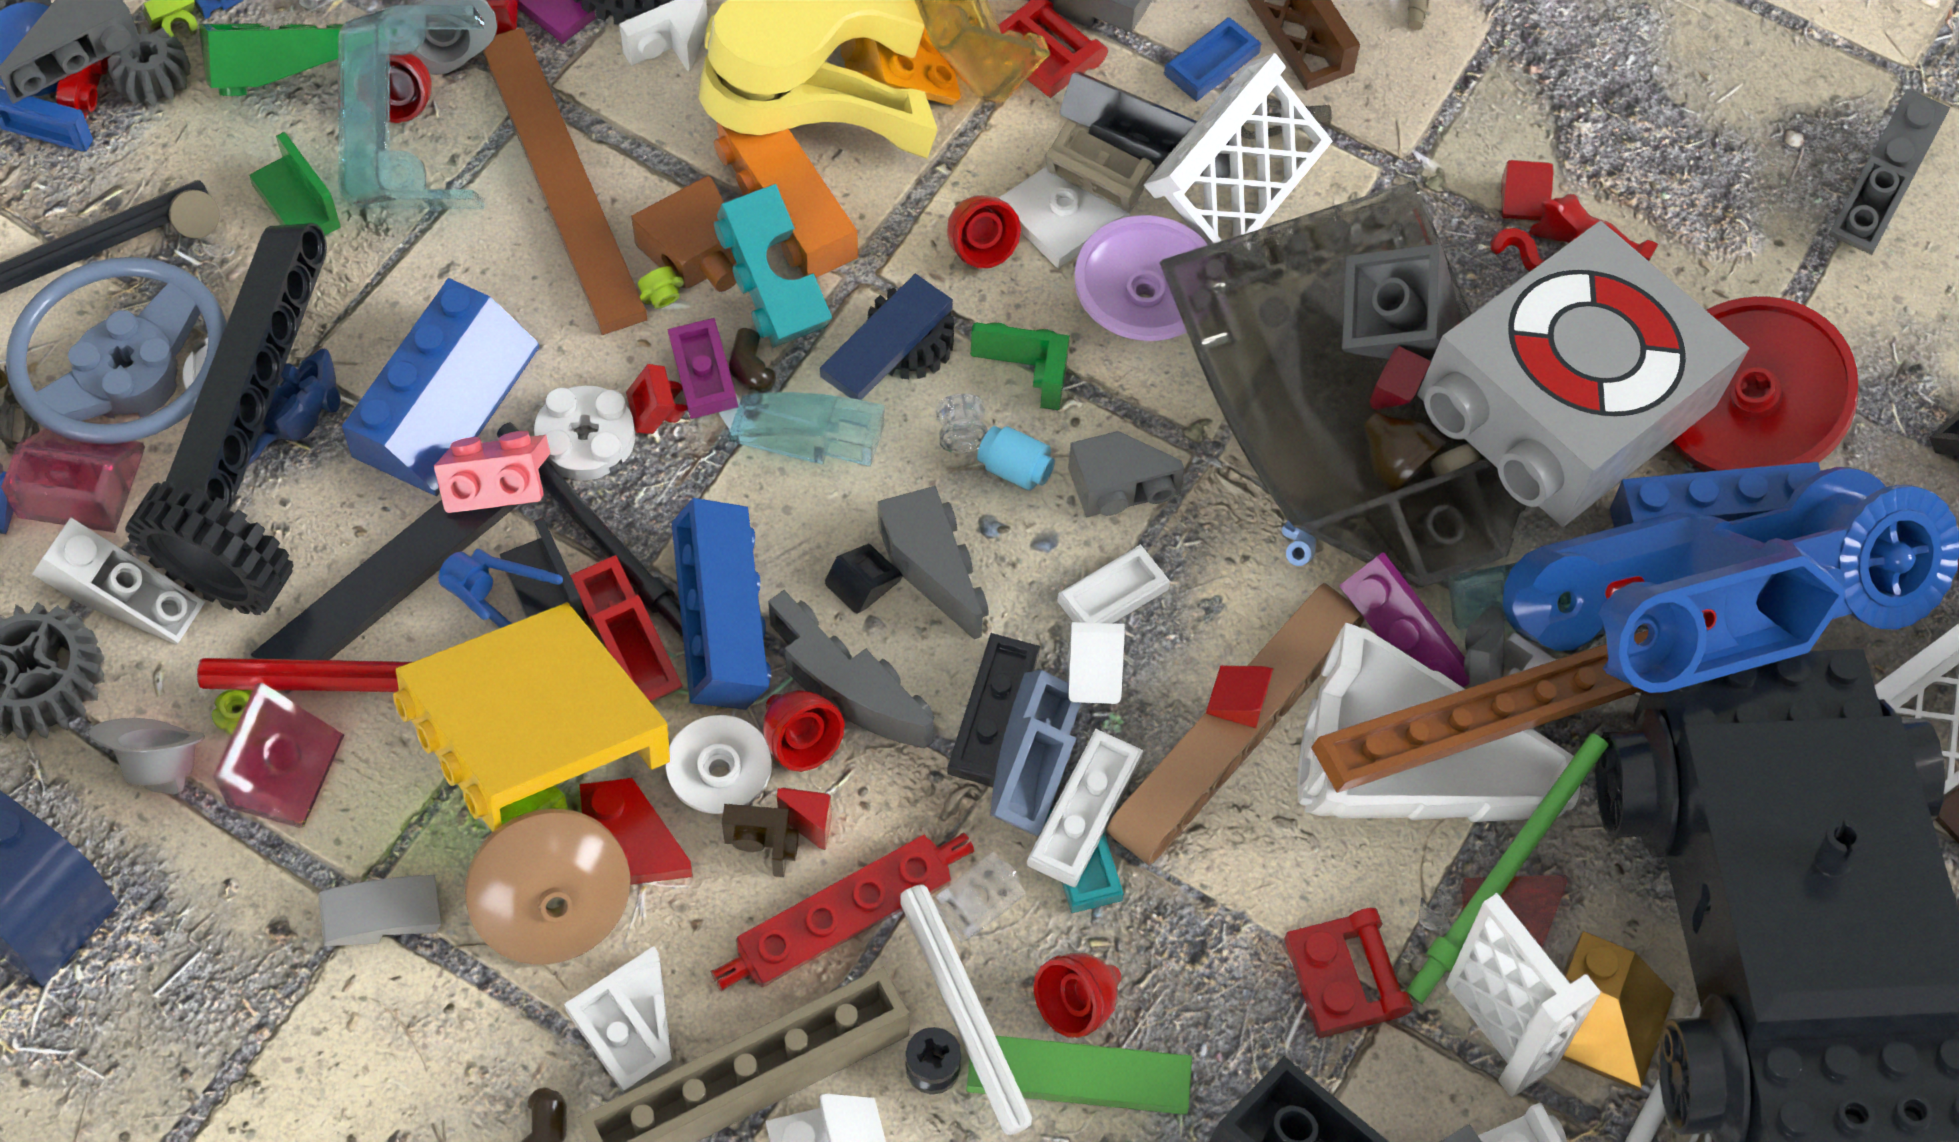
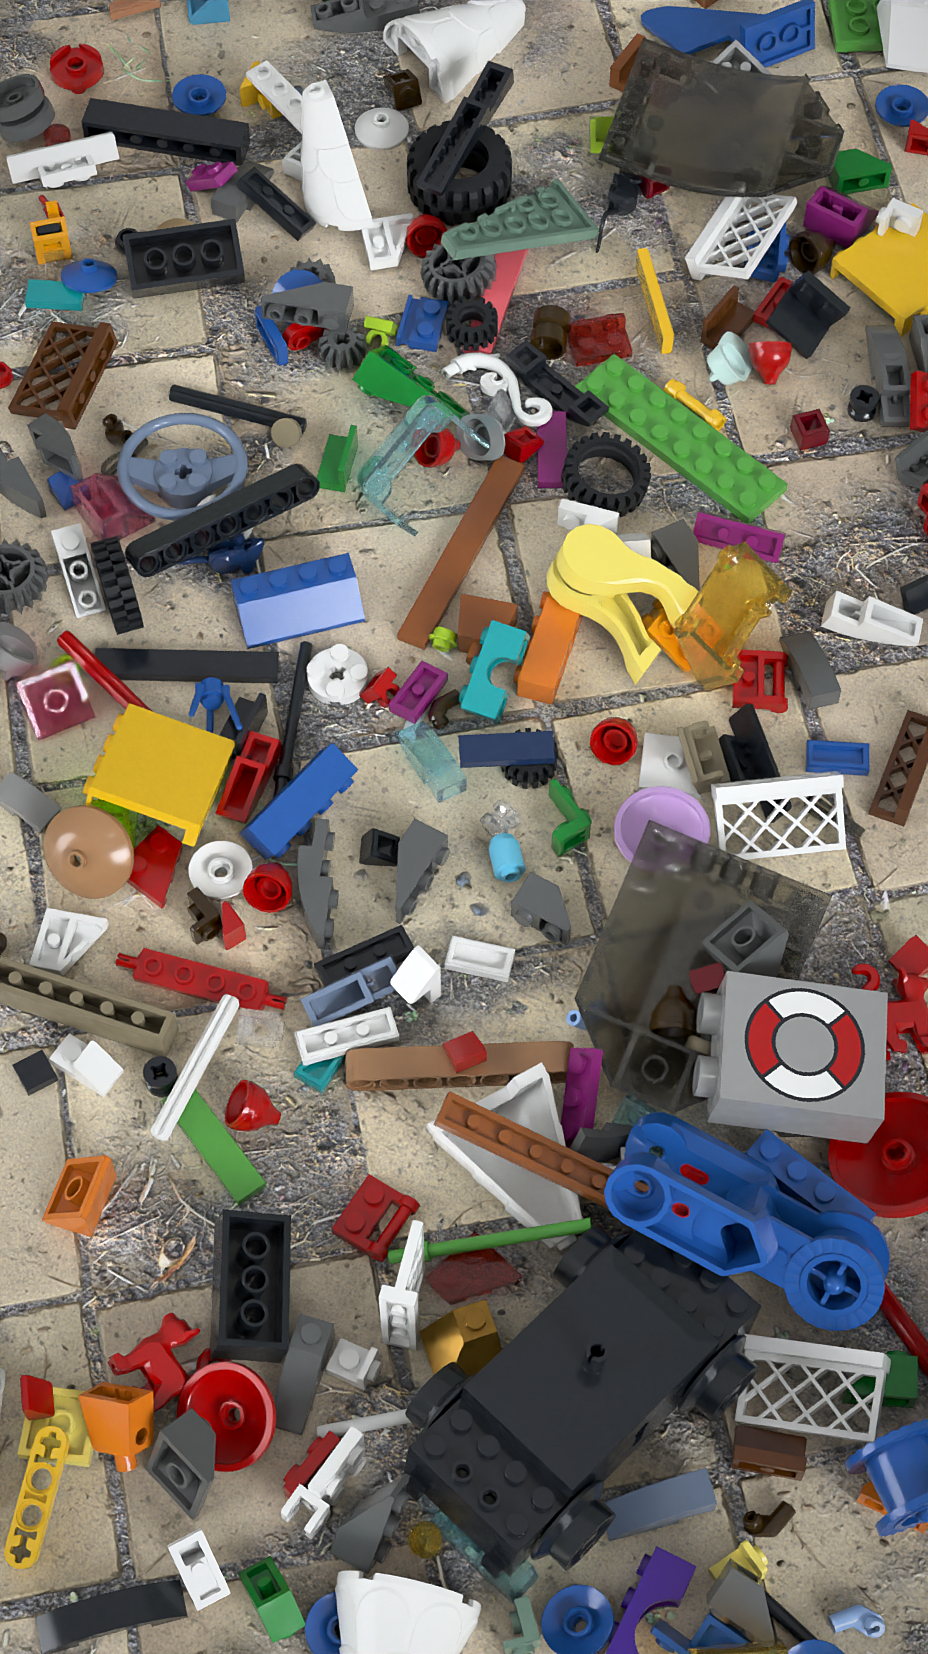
camera: 50 degrees right, 0 degrees up
(493, 472) = (271, 656): coral bracket -> none

